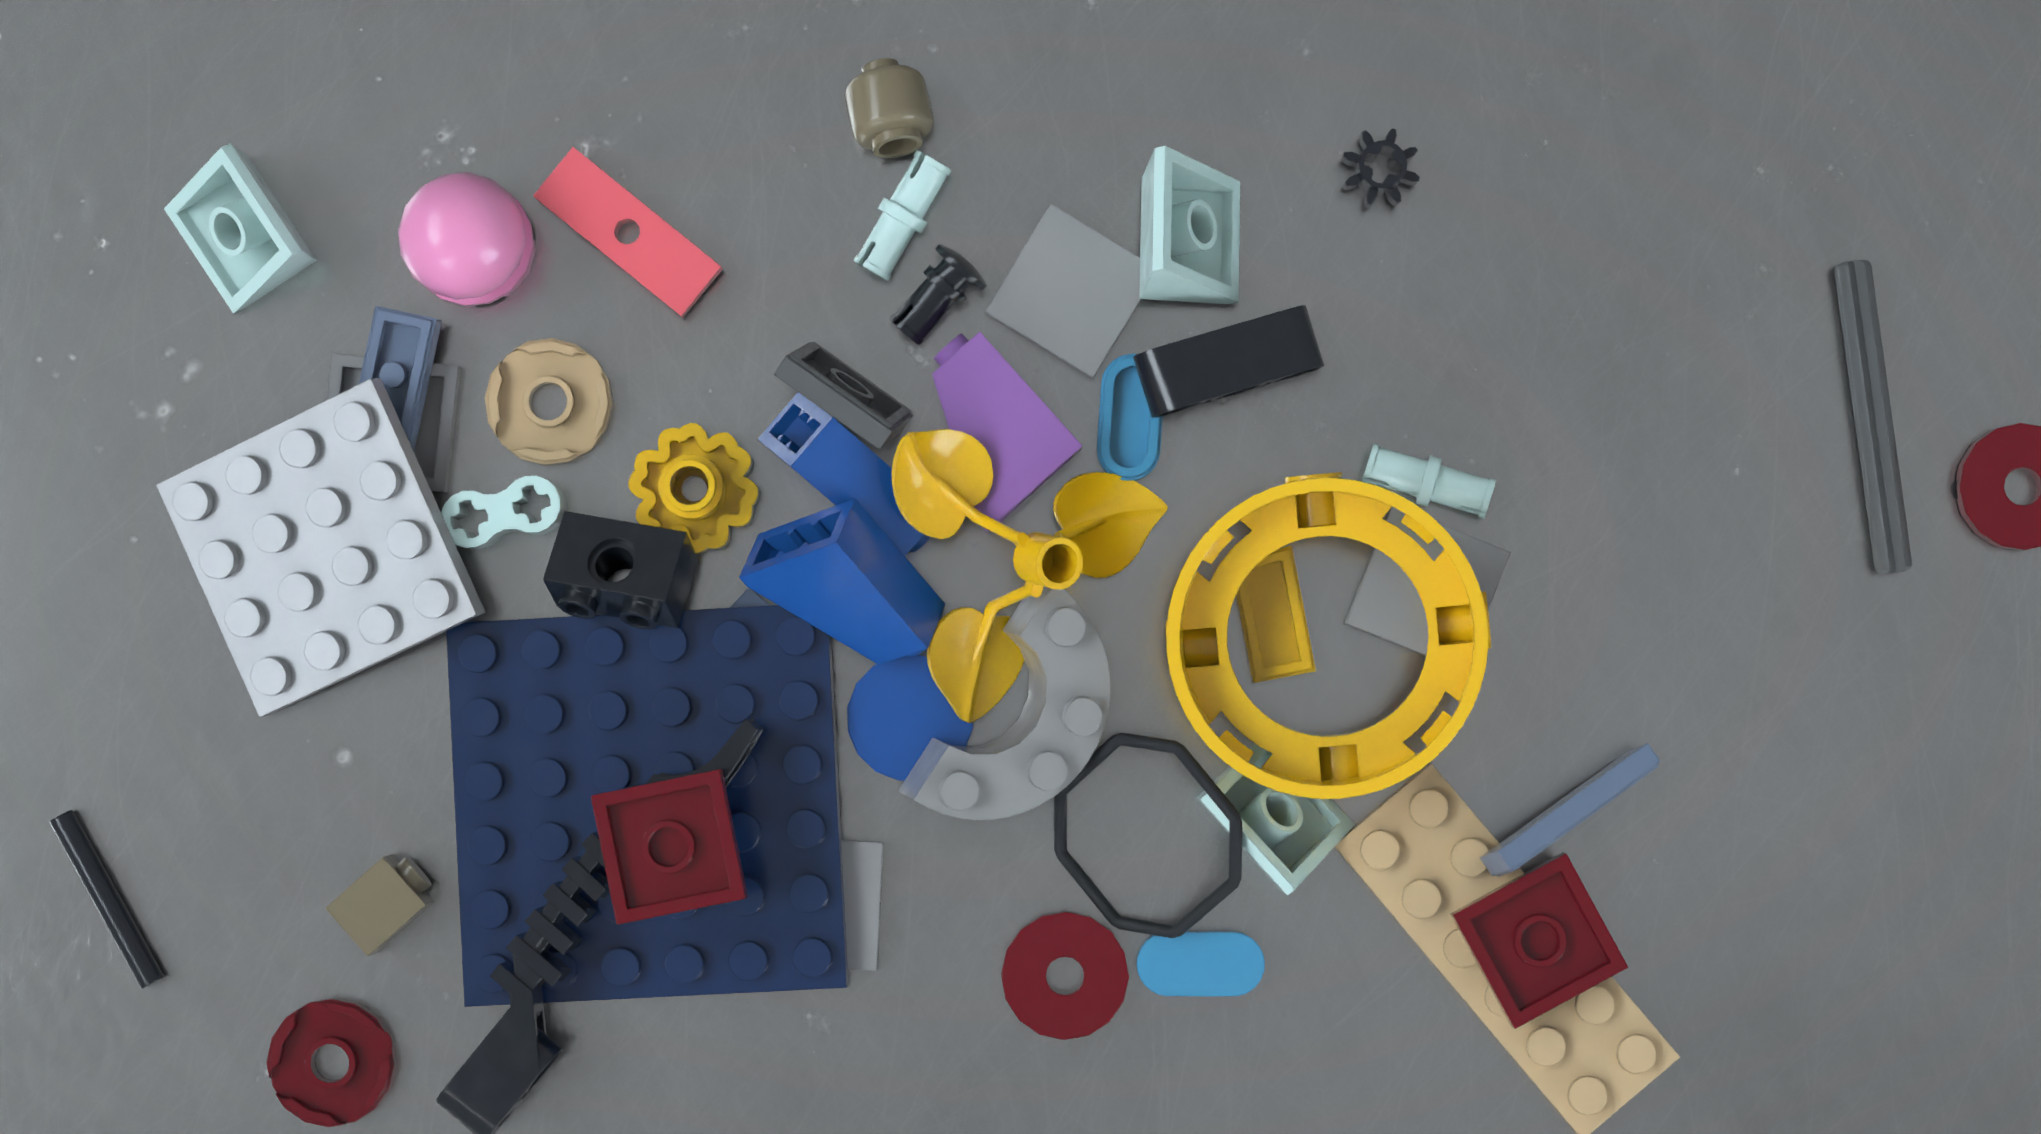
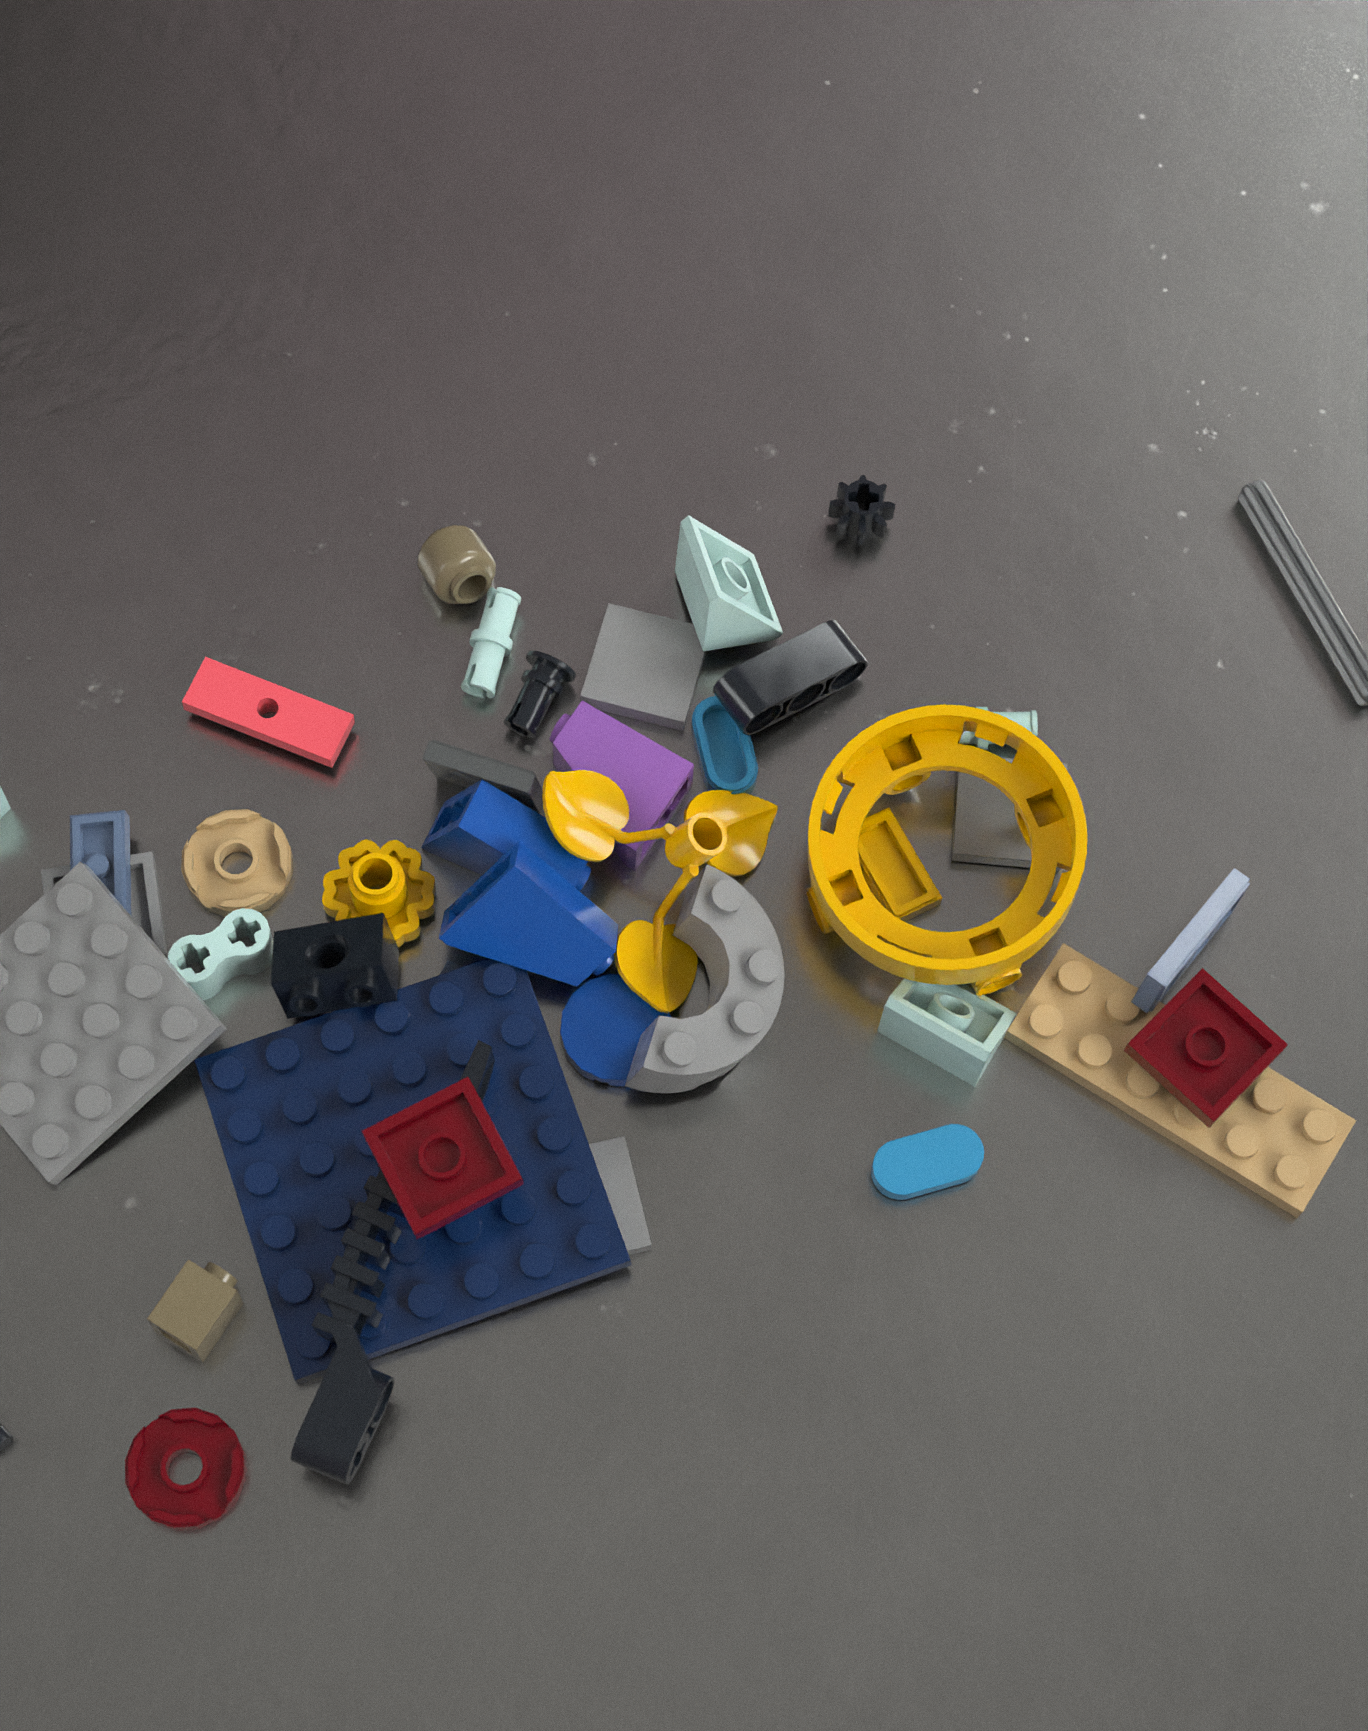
camera: 20 degrees left, 20 degrees down
(466, 239) = (134, 745): bright pink tile -> none
(1071, 1013) = (826, 1173): dark red tile -> none
(1209, 787) = (920, 1093): black piece -> none

